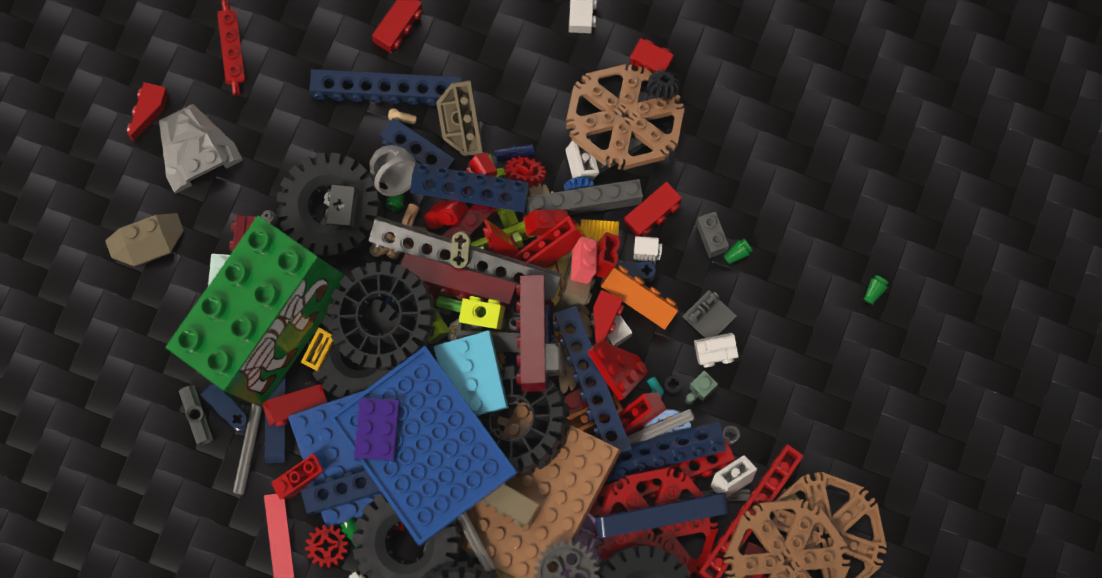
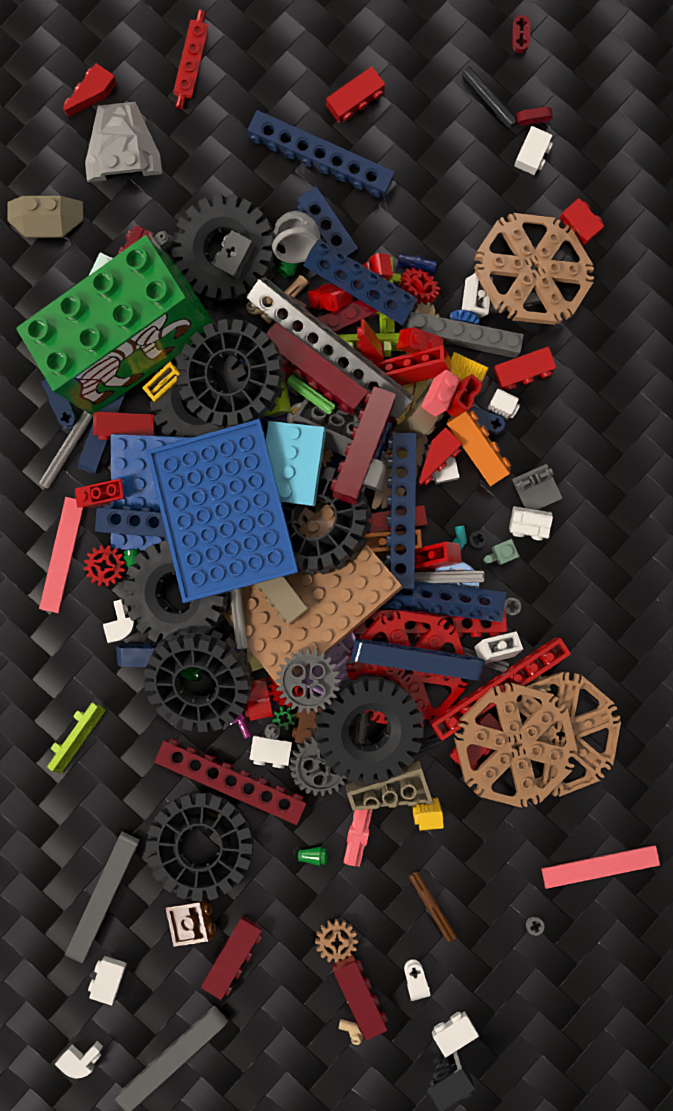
camera: 20 degrees right, 10 degrees up
(199, 426) = (30, 411): dark grey piece -> none
(377, 429) = (185, 480): dark purple plate -> none
(401, 117) = (324, 188): tan arm -> none
(455, 249) = (332, 341): olive beam -> none
(460, 118) = (378, 211): dark tan wedge -> none
(470, 313) = (313, 406): neon yellow brick -> none
(618, 367) = (432, 506): red plate -> none
(663, 85) = (582, 252): black gear -> none
(712, 234) = (570, 413): dark grey brick -> none
(738, 251) = (588, 438): green cone -> none

